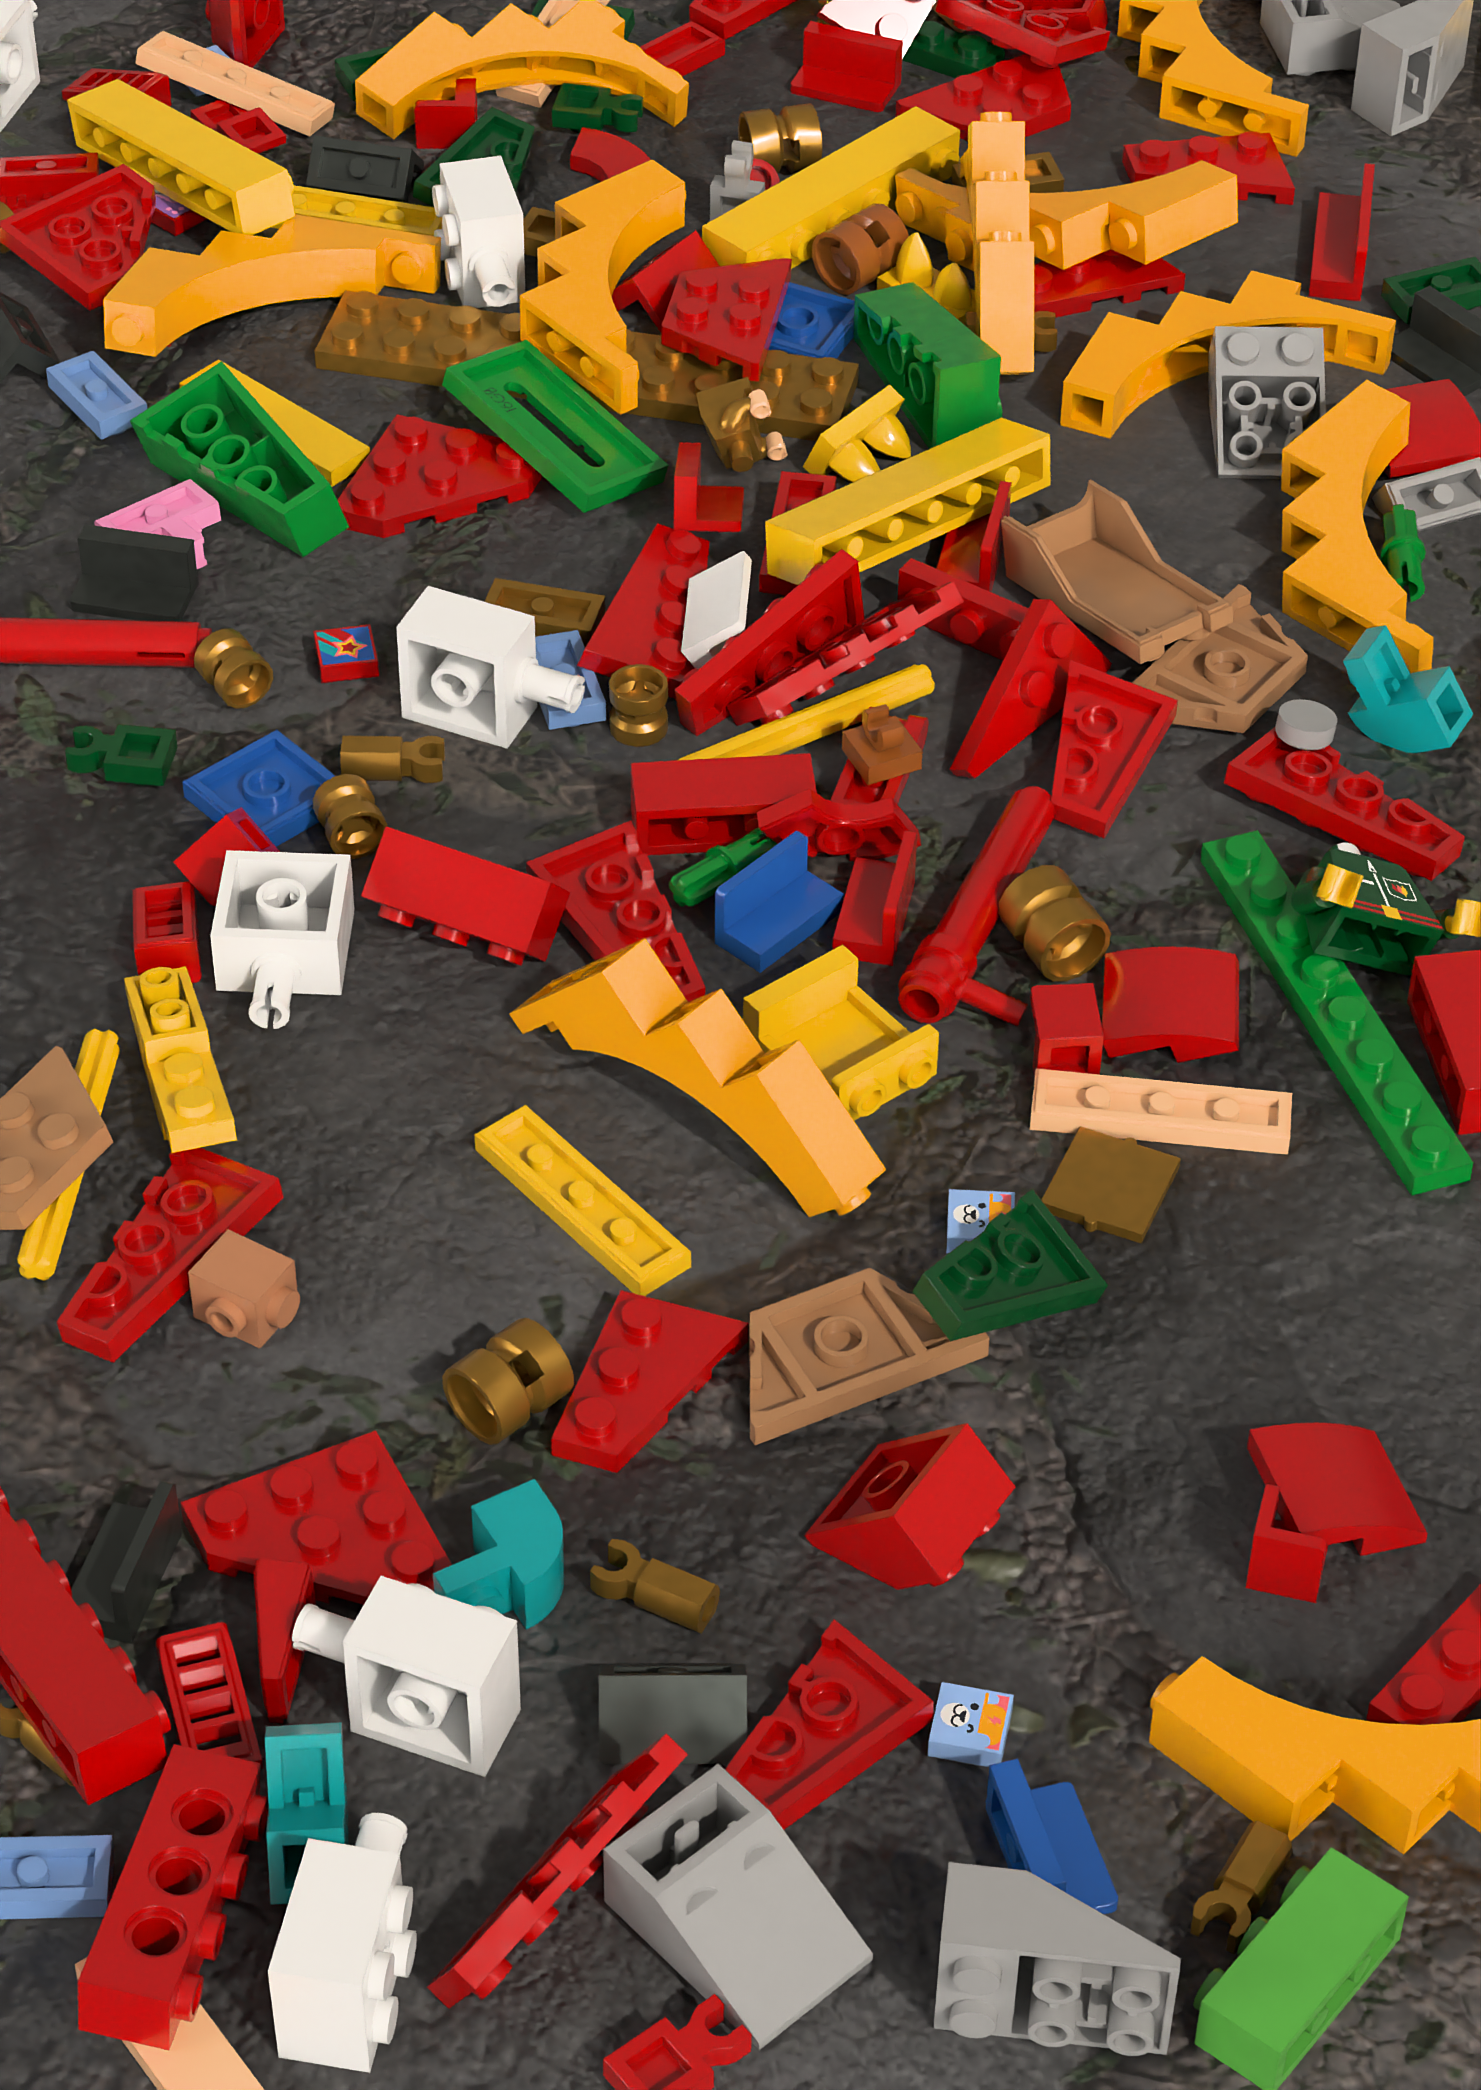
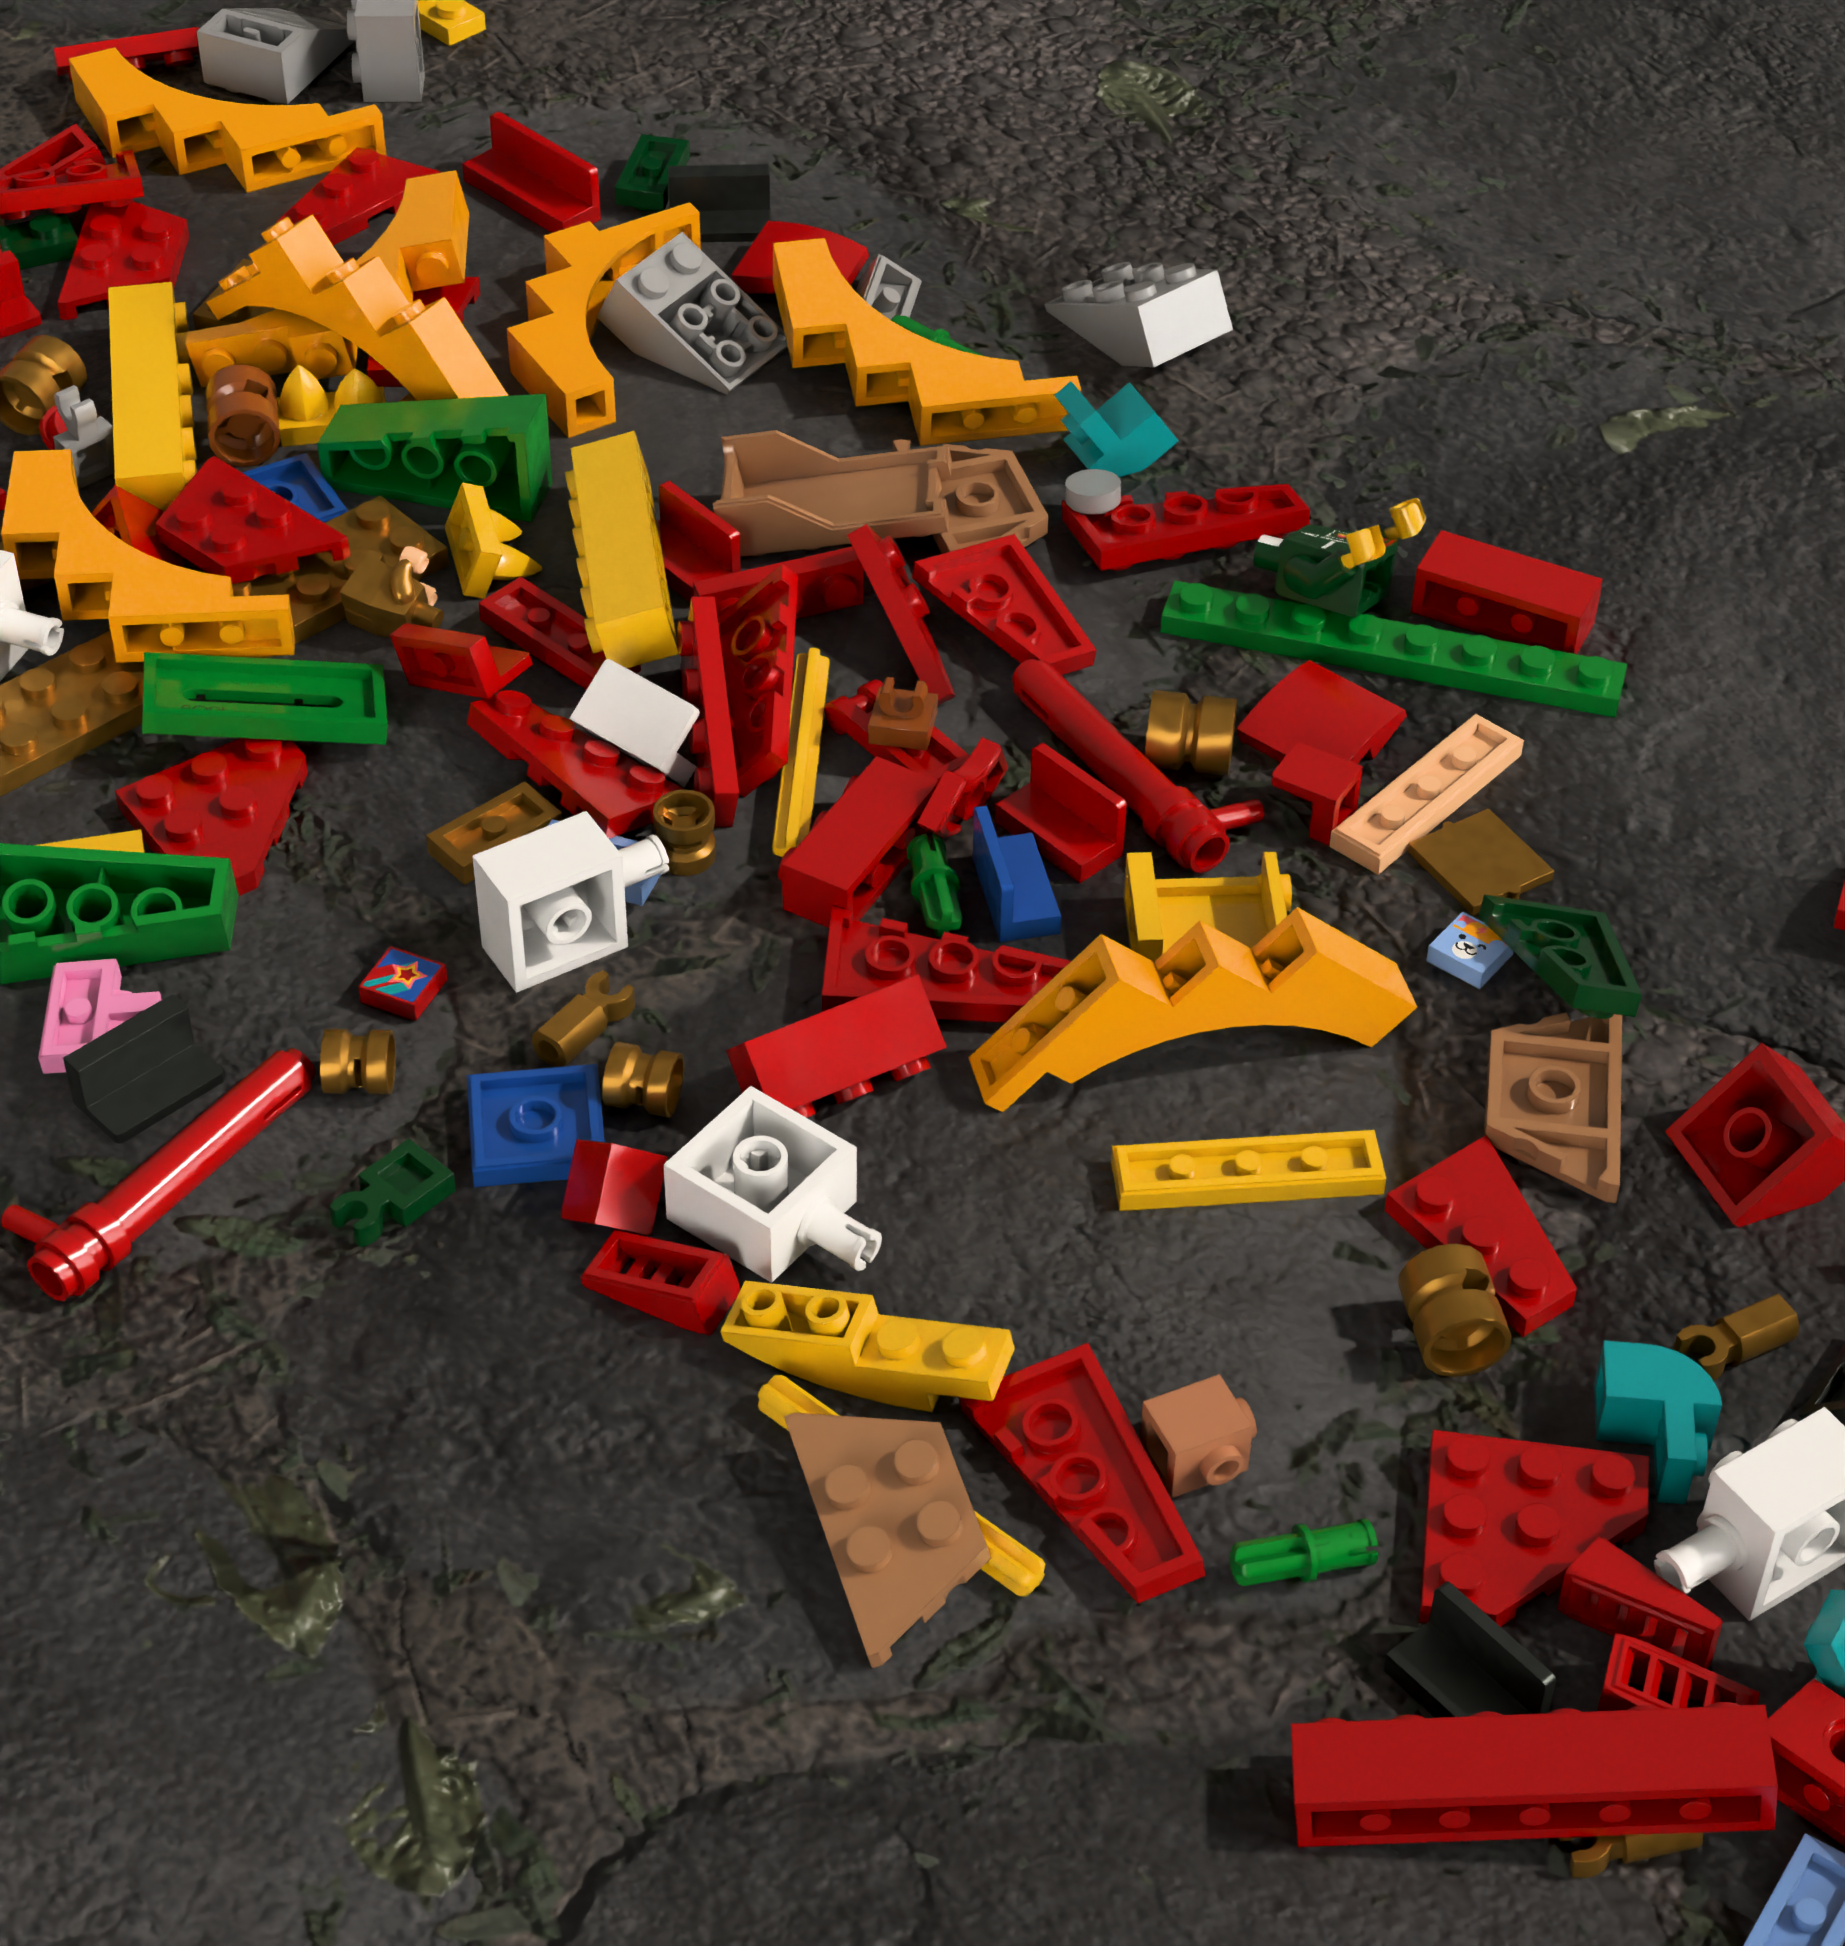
camera: 55 degrees left, 0 degrees up
(179, 1409) = (1303, 1553): none -> green axle

